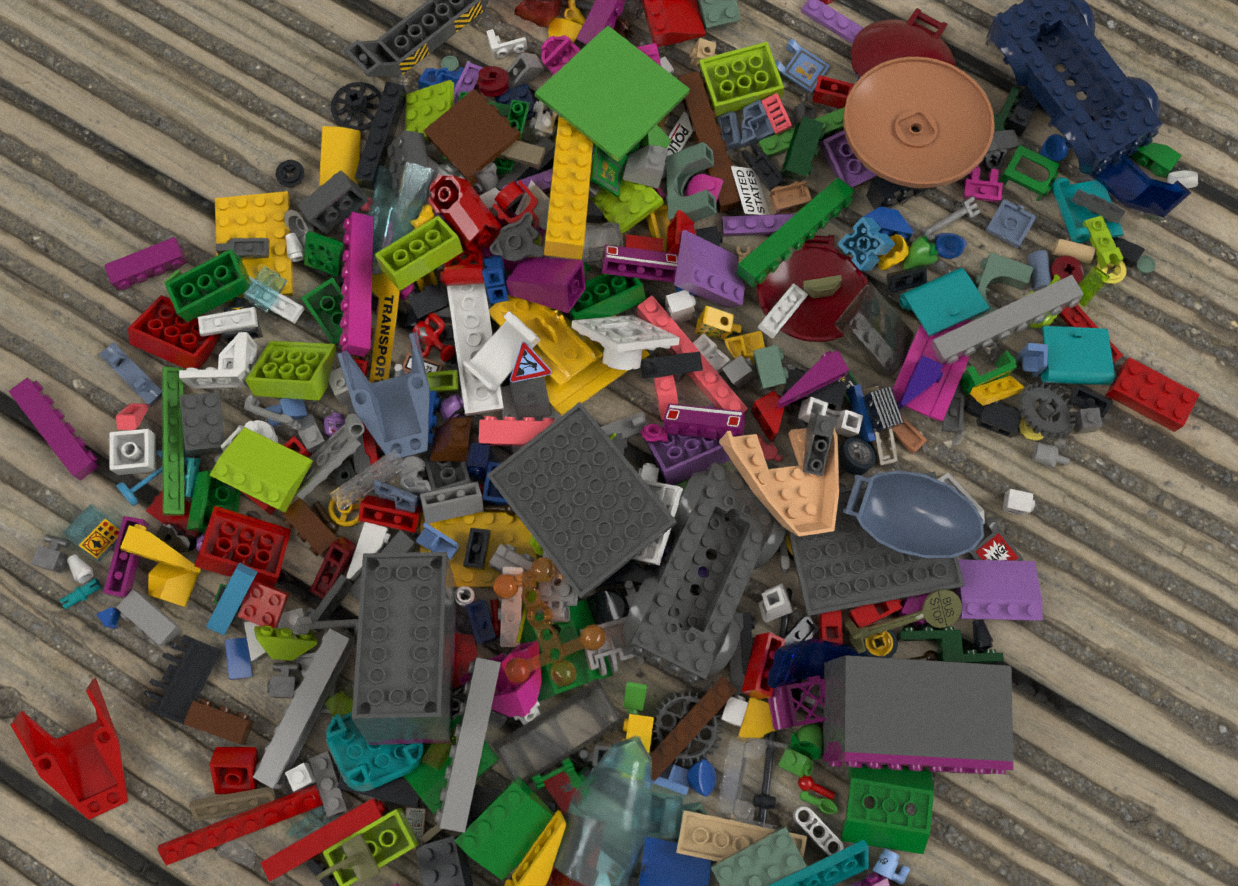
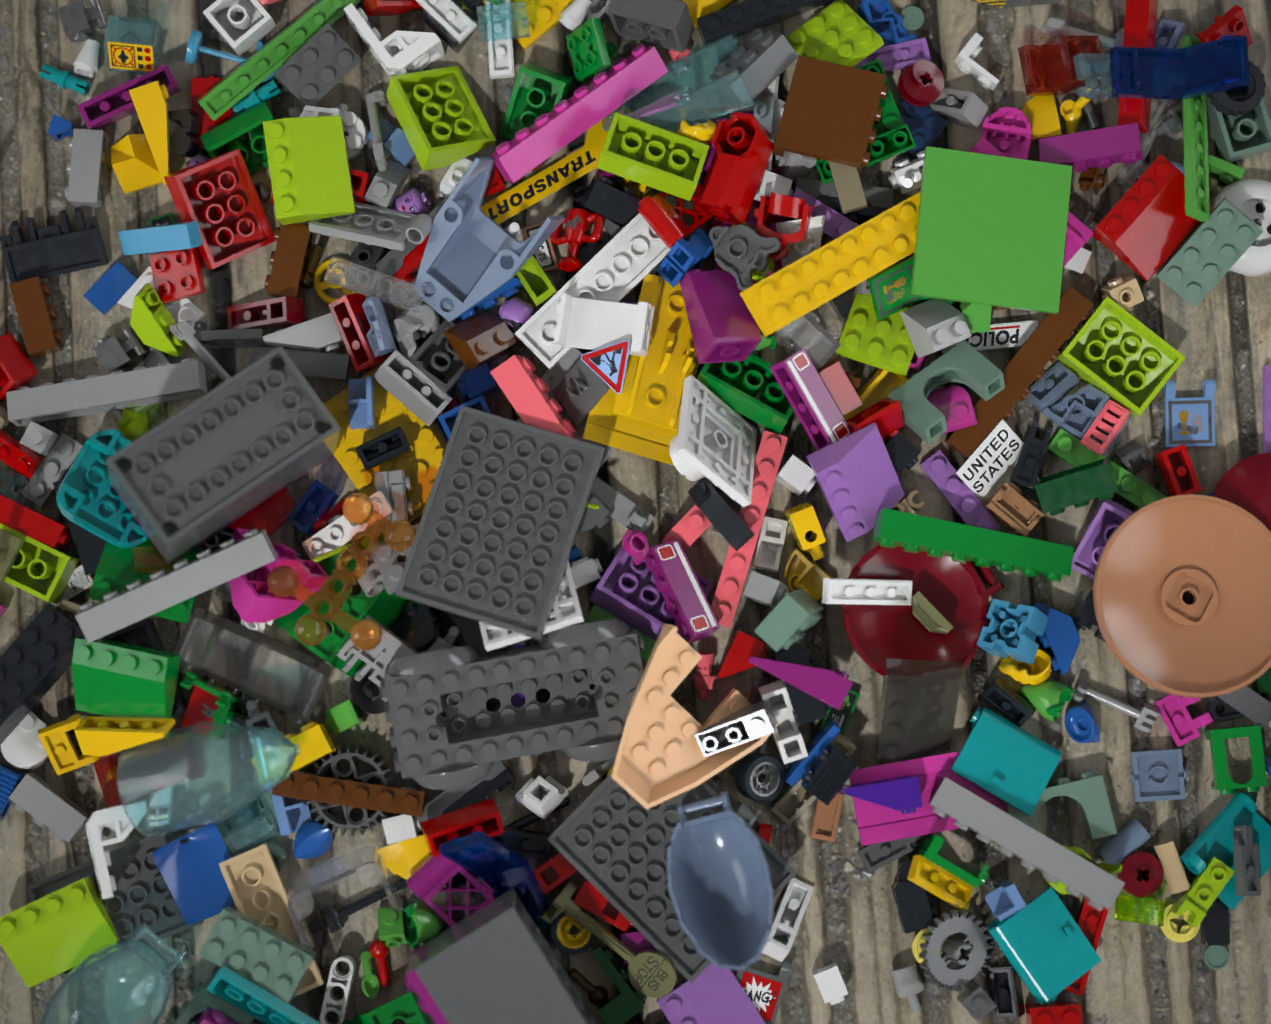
camera: 55 degrees right, 10 degrees up
(464, 592) = (333, 470): white cone -> none
(636, 674) = (360, 697): none -> dark grey dish

